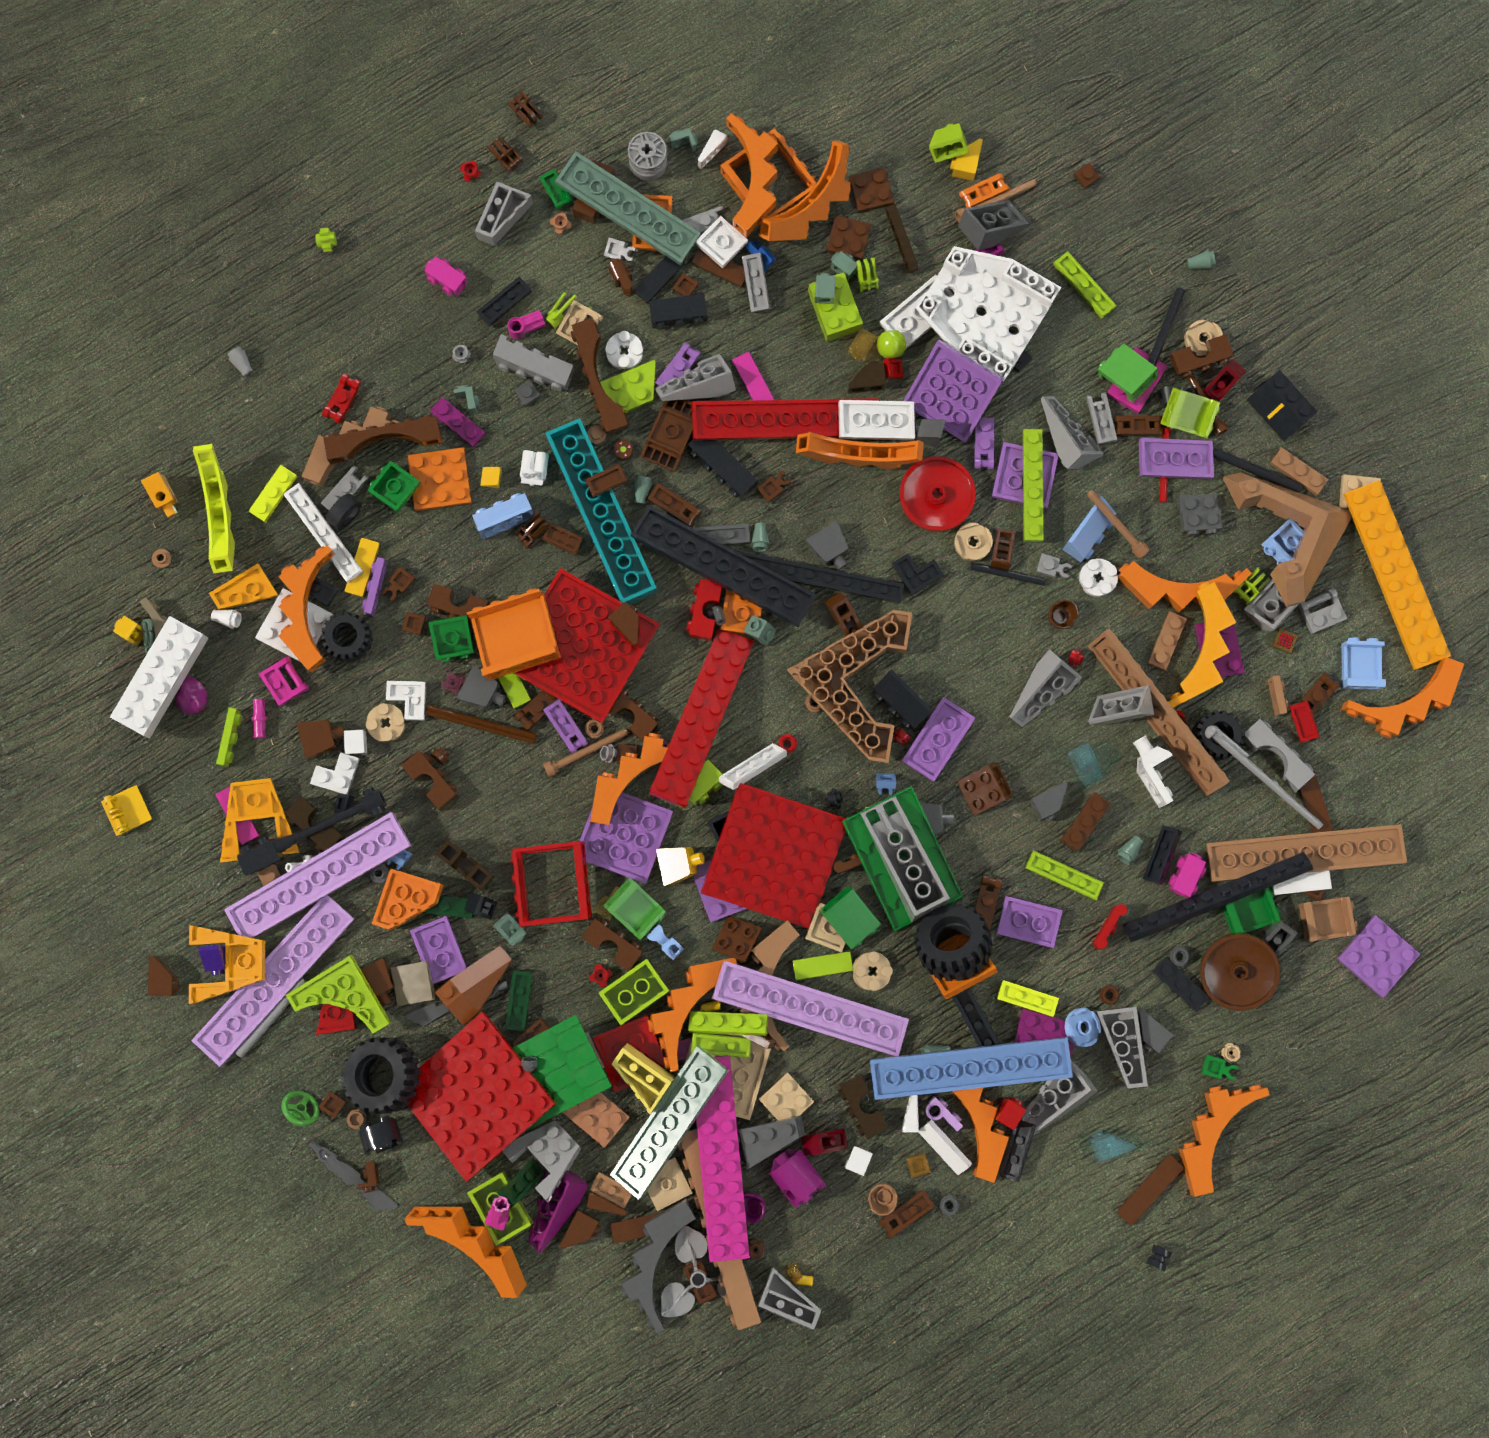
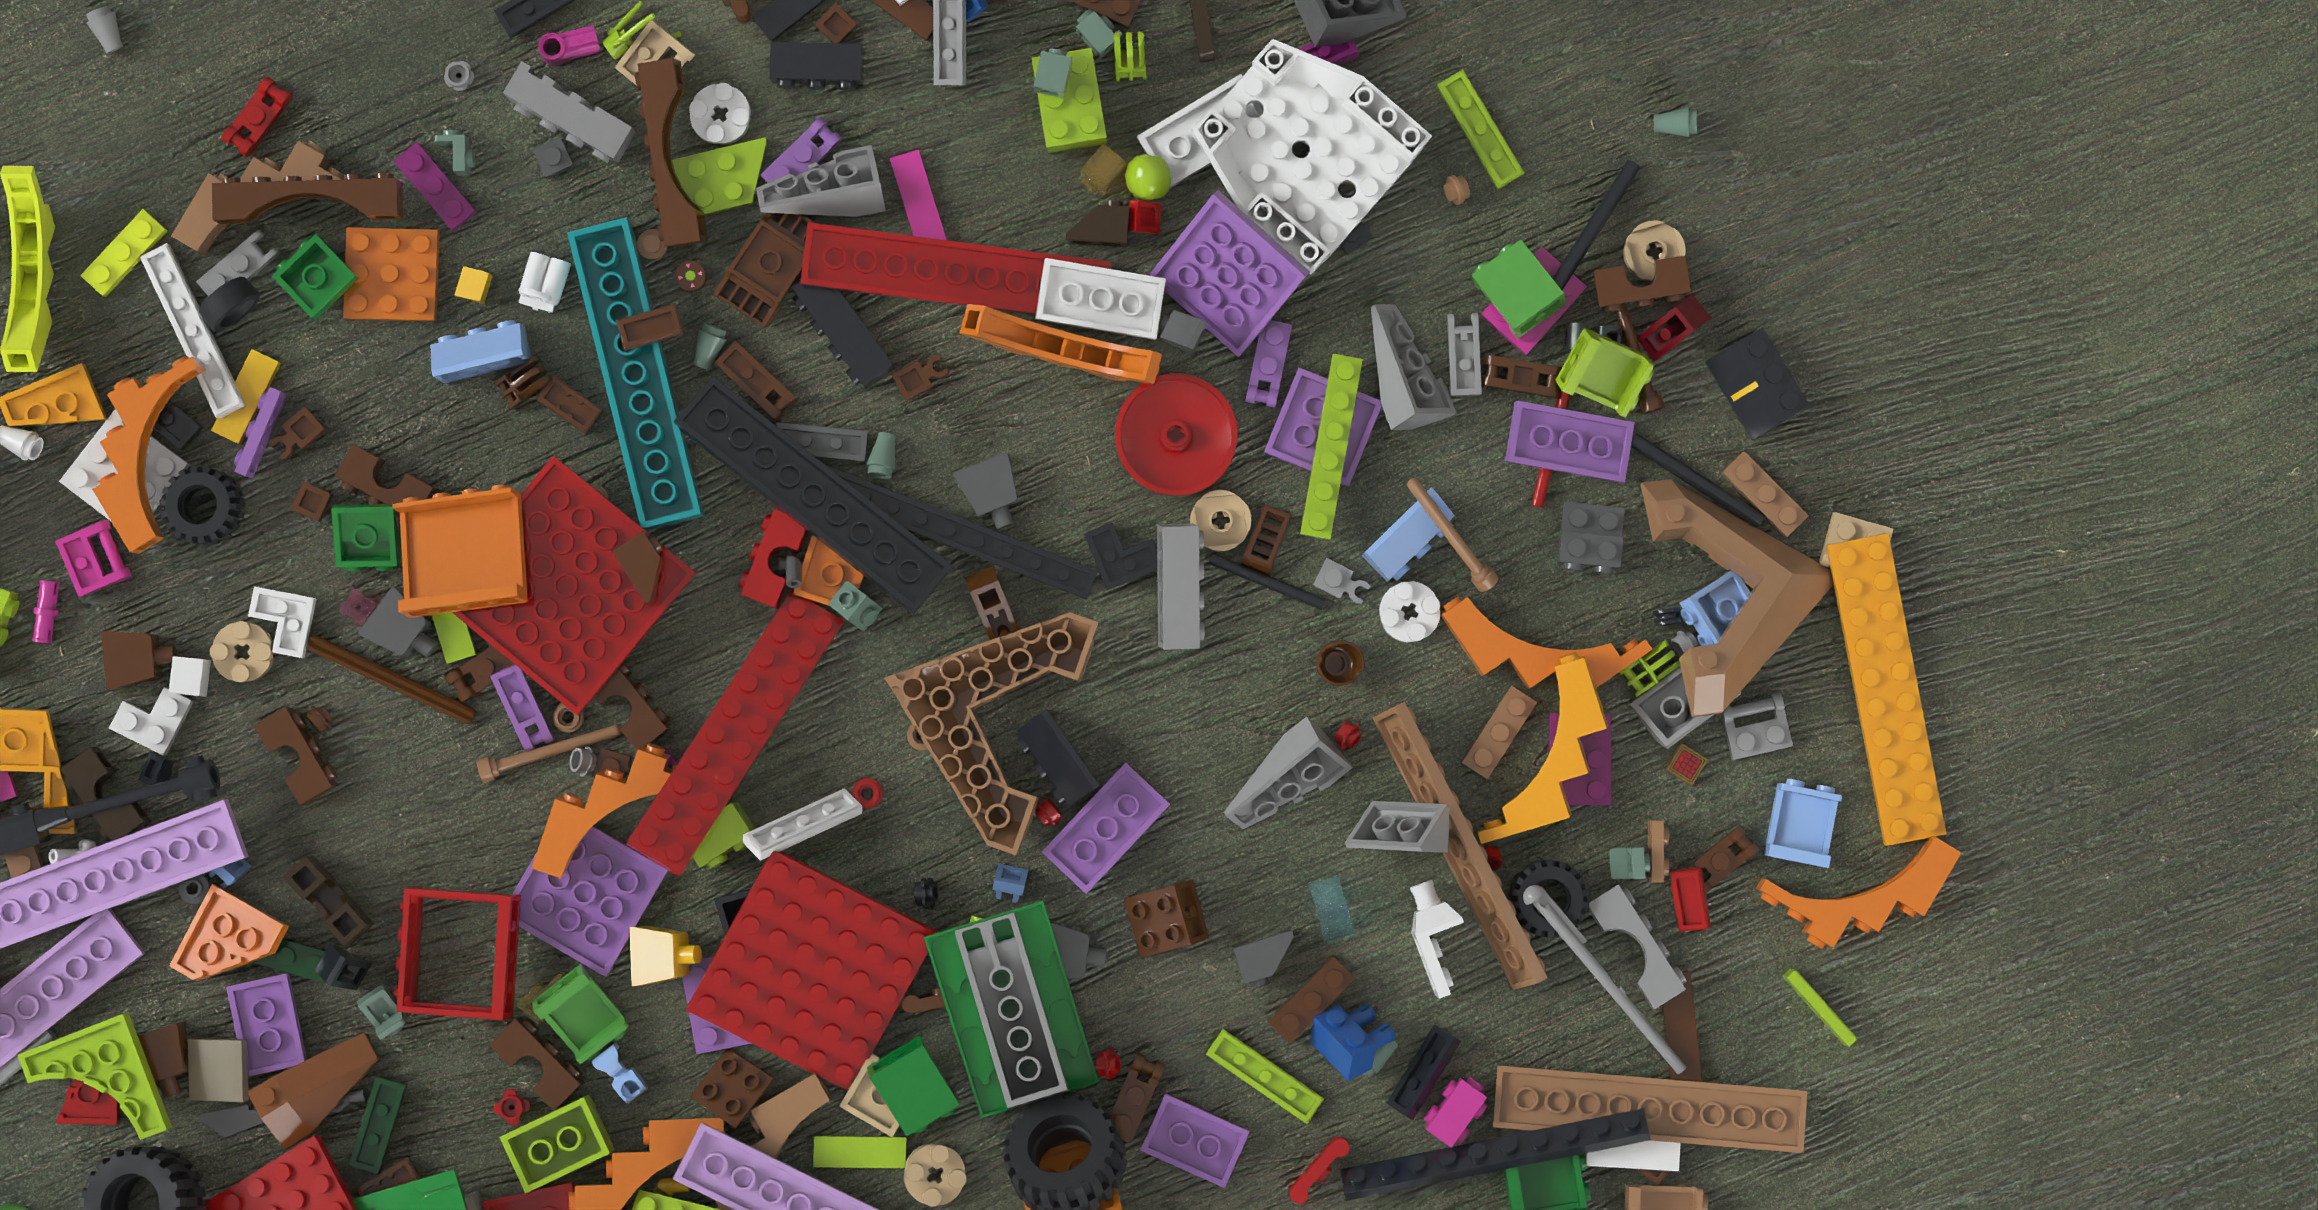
camera: 15 degrees right, 5 degrees up
(956, 583) = (1179, 586): none -> light grey brick
(967, 884) = (1108, 1064): none -> red plate
(1078, 321) = (1456, 189): none -> medium nougat plate
(1113, 844) = (1345, 1043): none -> blue brick
(1255, 553) = (1667, 616): none -> black bush
(1263, 705) = (1628, 863): none -> sand green bracket
(1267, 568) = (1683, 641): none -> light grey plate
(1396, 773) = (1820, 1007): none -> lime tile

